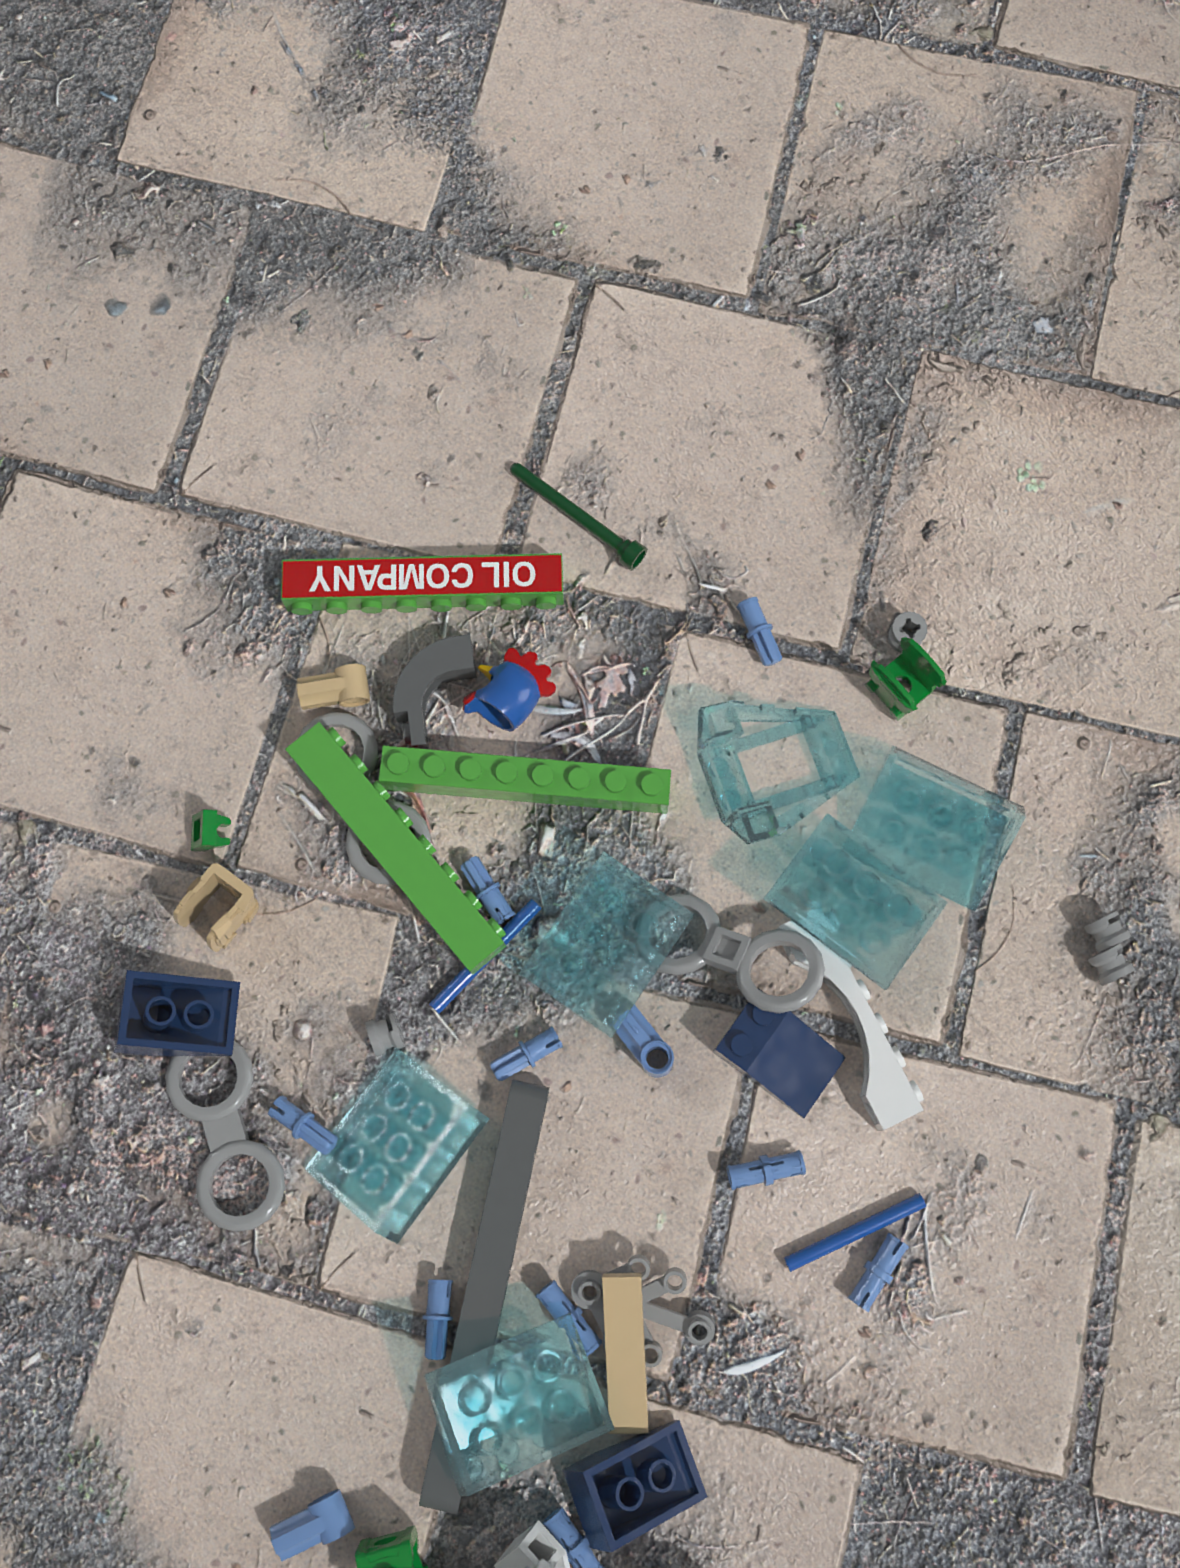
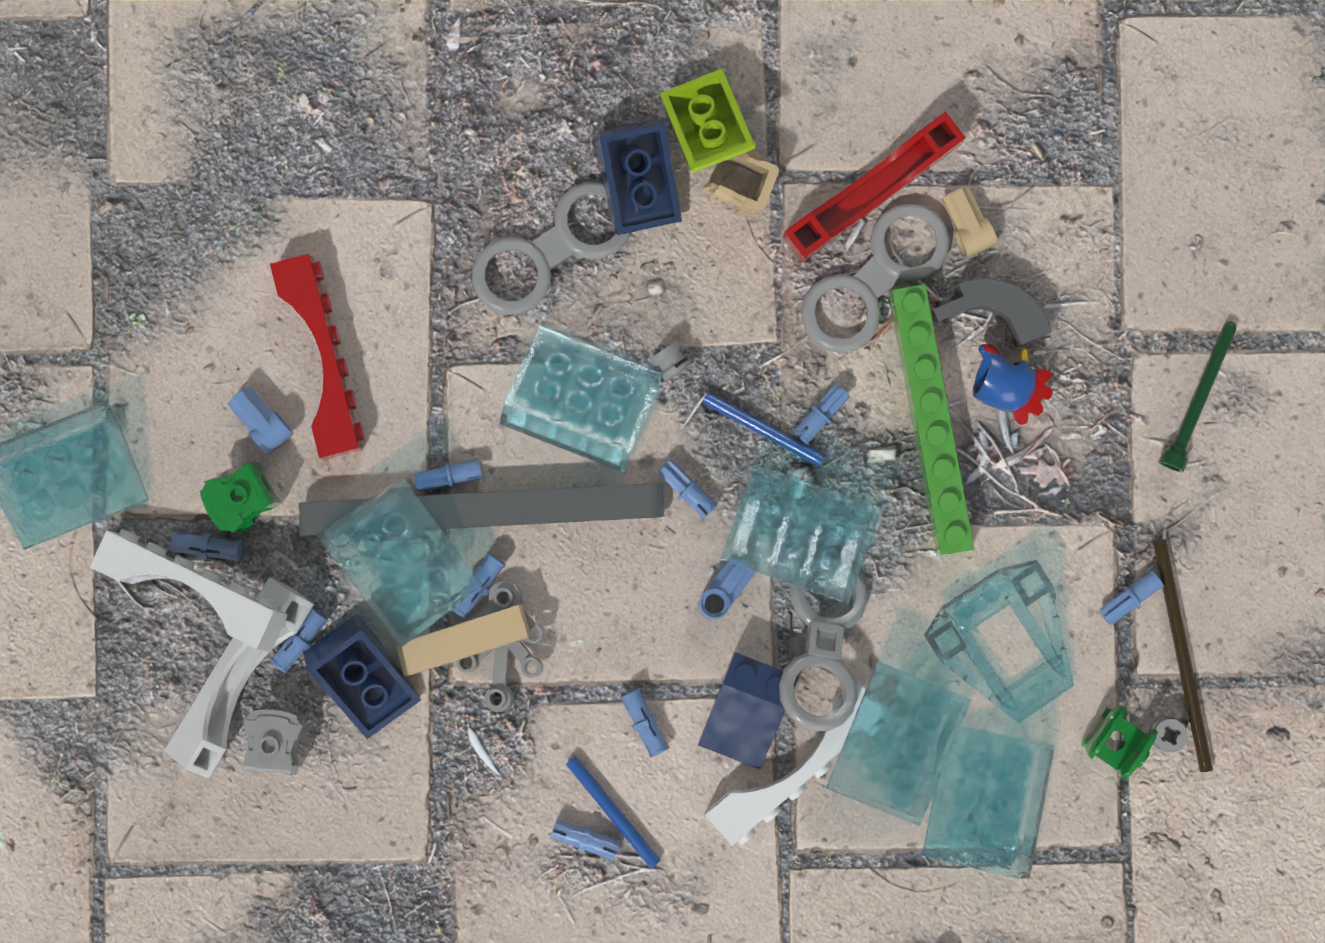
camera: 75 degrees right, 10 degrees up
(139, 924) = (707, 121): none -> lime slope
(204, 830) = (806, 147): green tile -> none
(268, 769) = (874, 188): none -> red arch
(303, 1125) = (575, 314): medium blue axle -> none
(341, 1436) = (334, 425): none -> red arch
(397, 848) = (837, 321): bright green brick -> none
(422, 583) = (1091, 274): brick -> none
(831, 598) = (1183, 656): none -> dark brown piece

